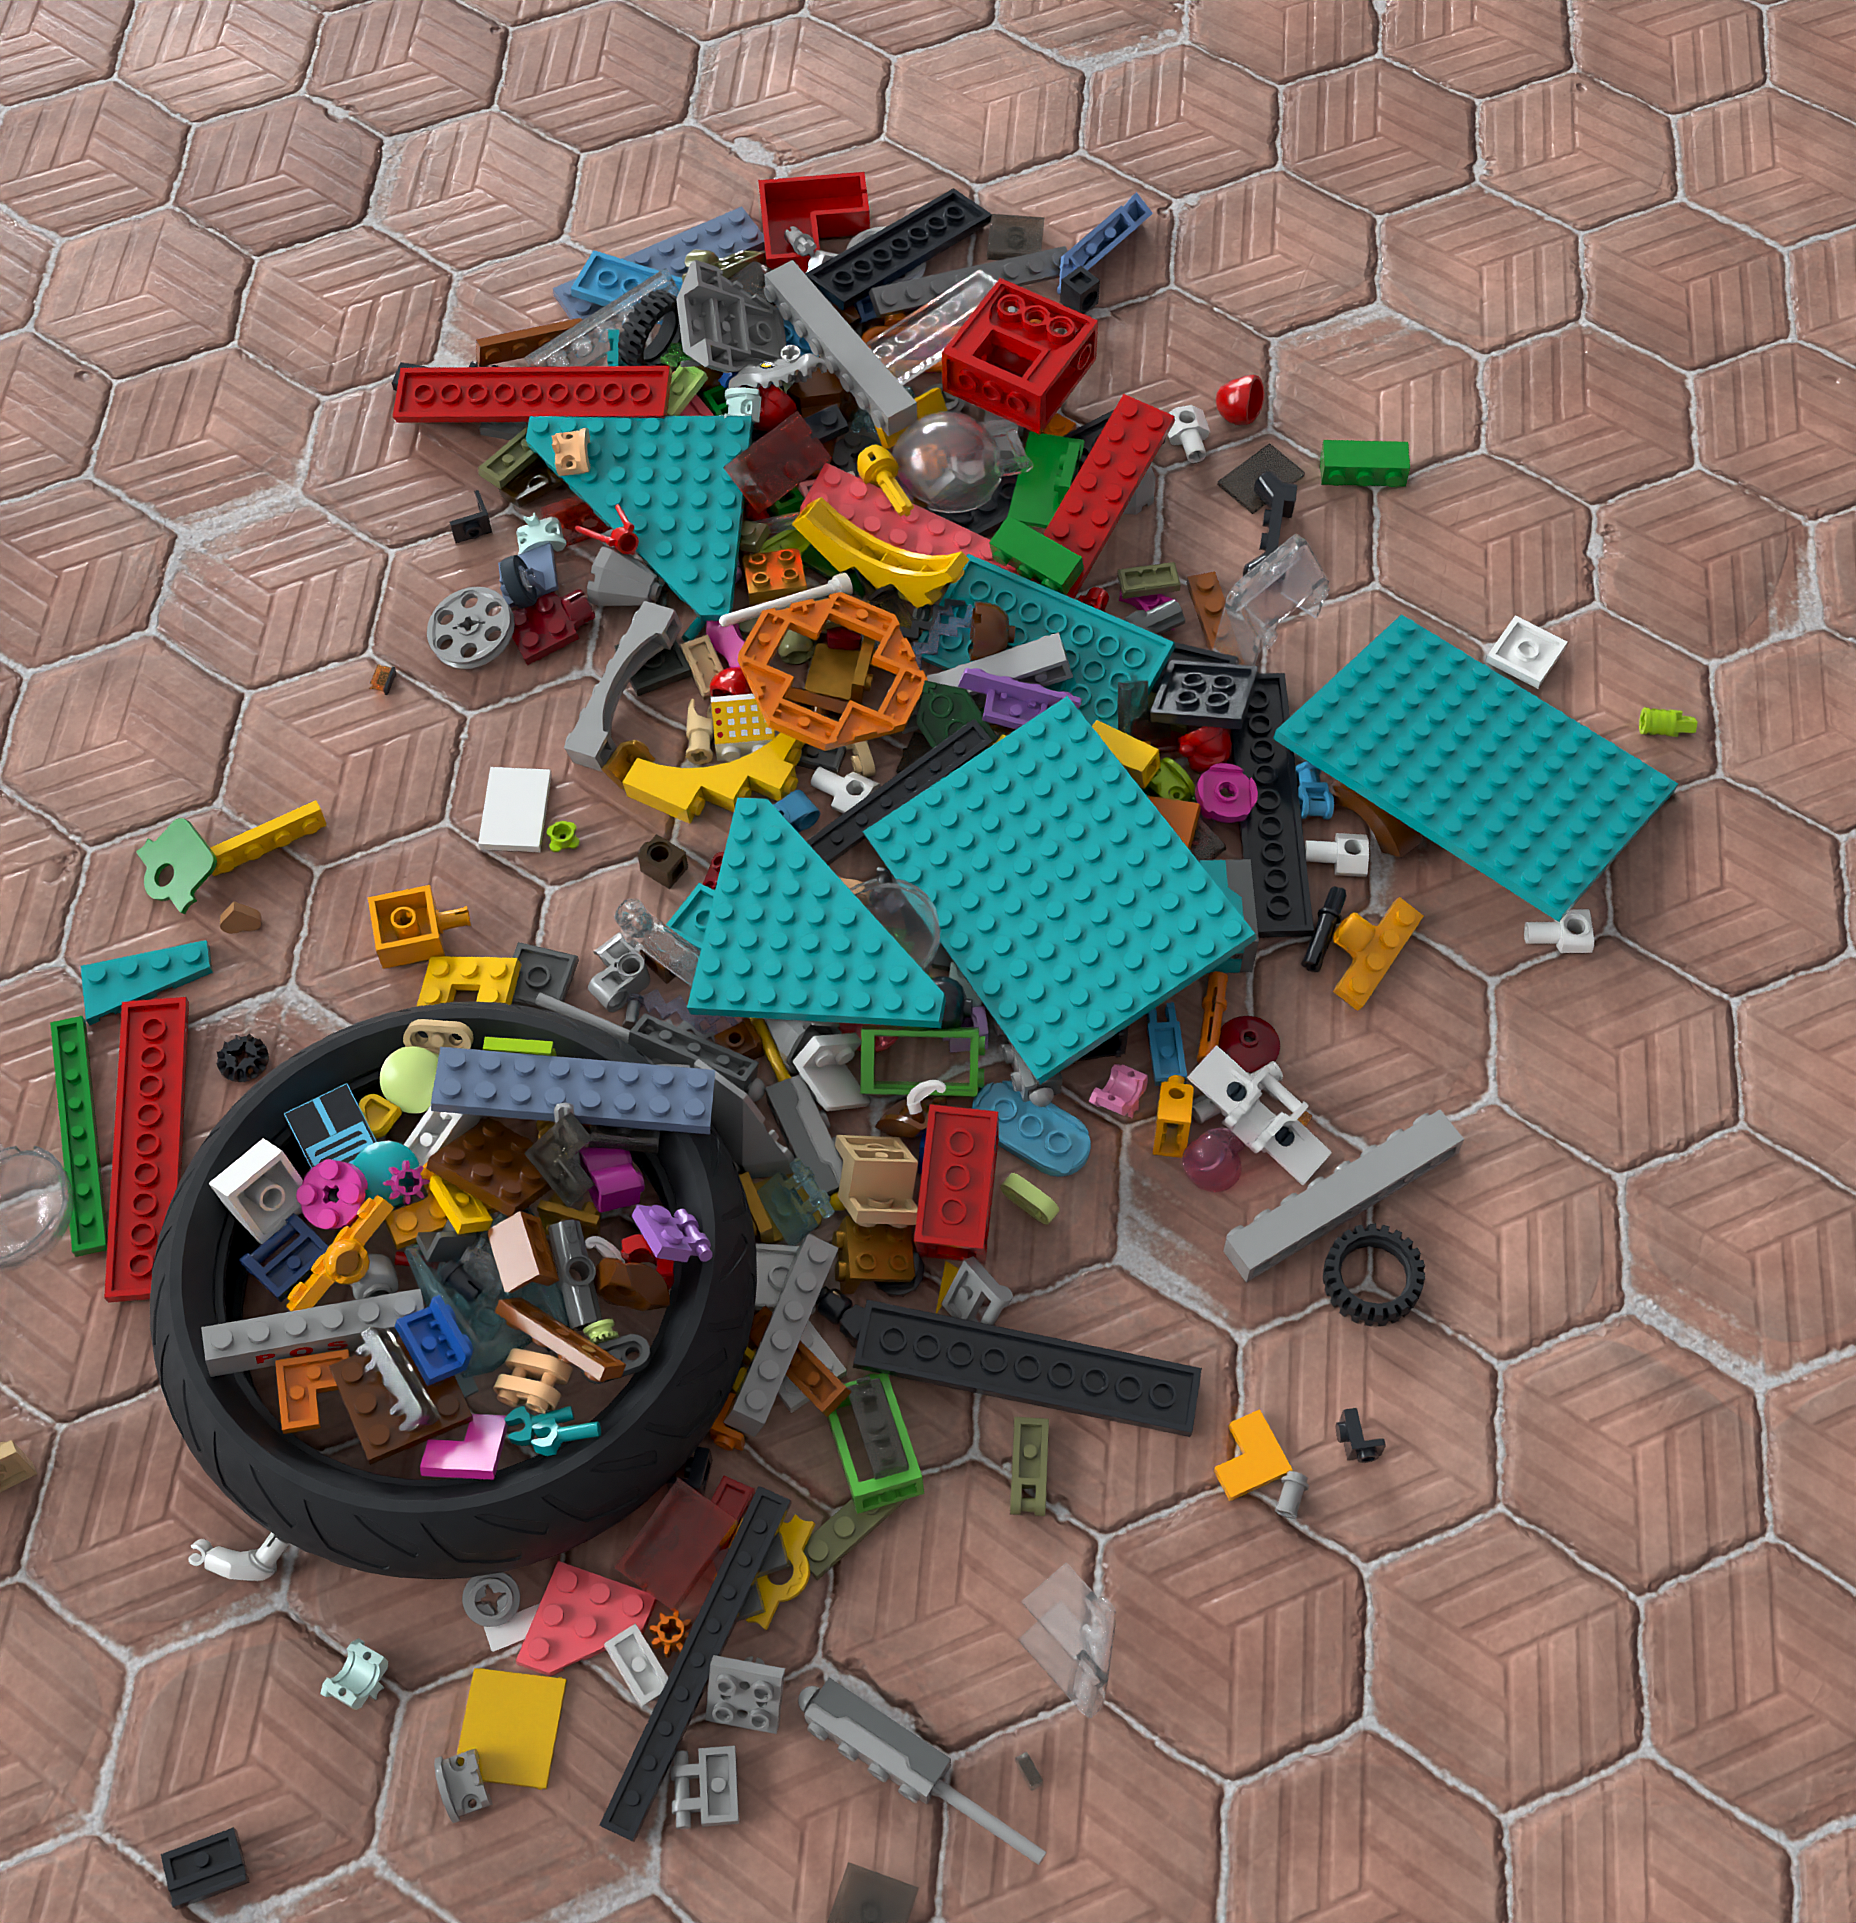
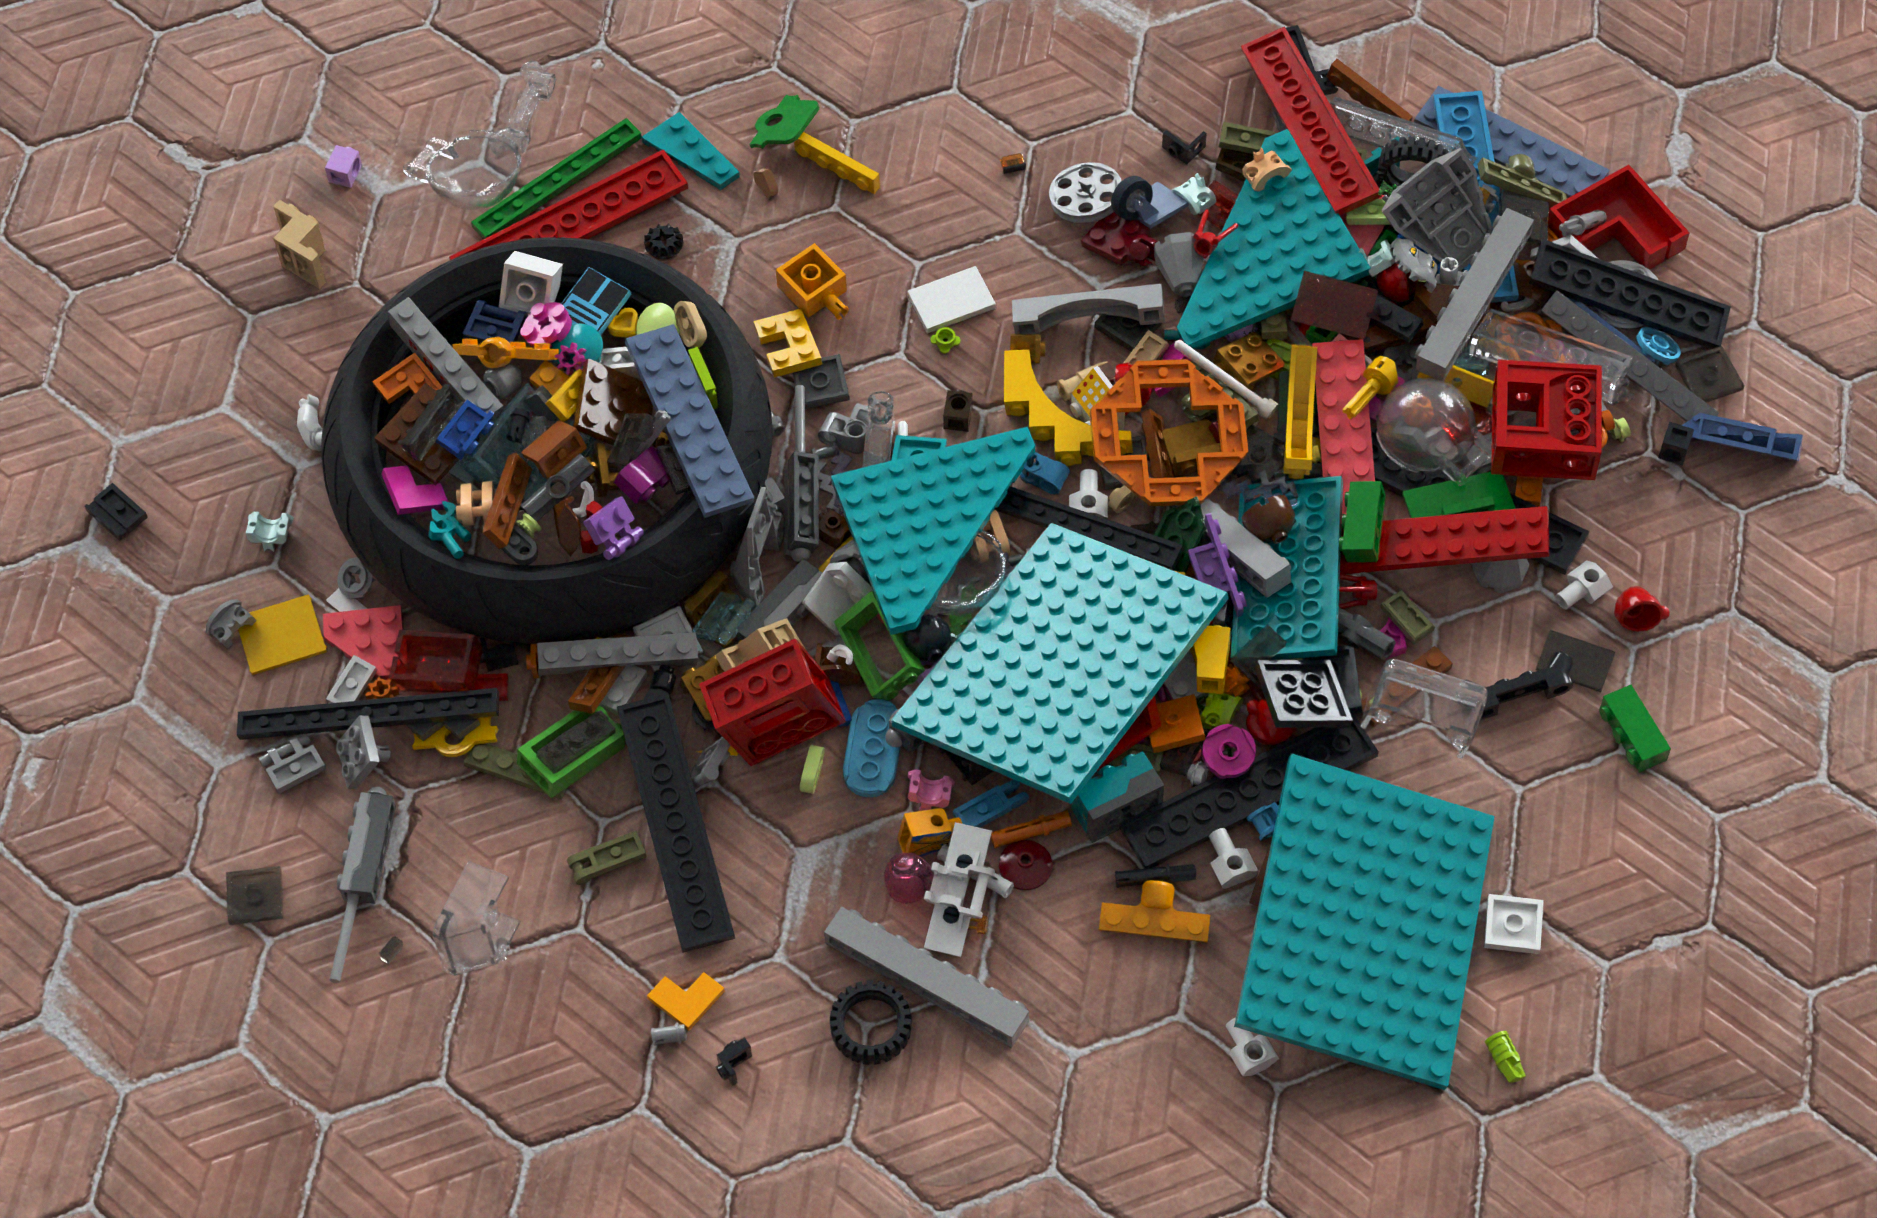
camera: 65 degrees right, 0 degrees up
(961, 257) = (1658, 346): none -> medium azure wheel
(1228, 837) = (1197, 773): none -> white plate

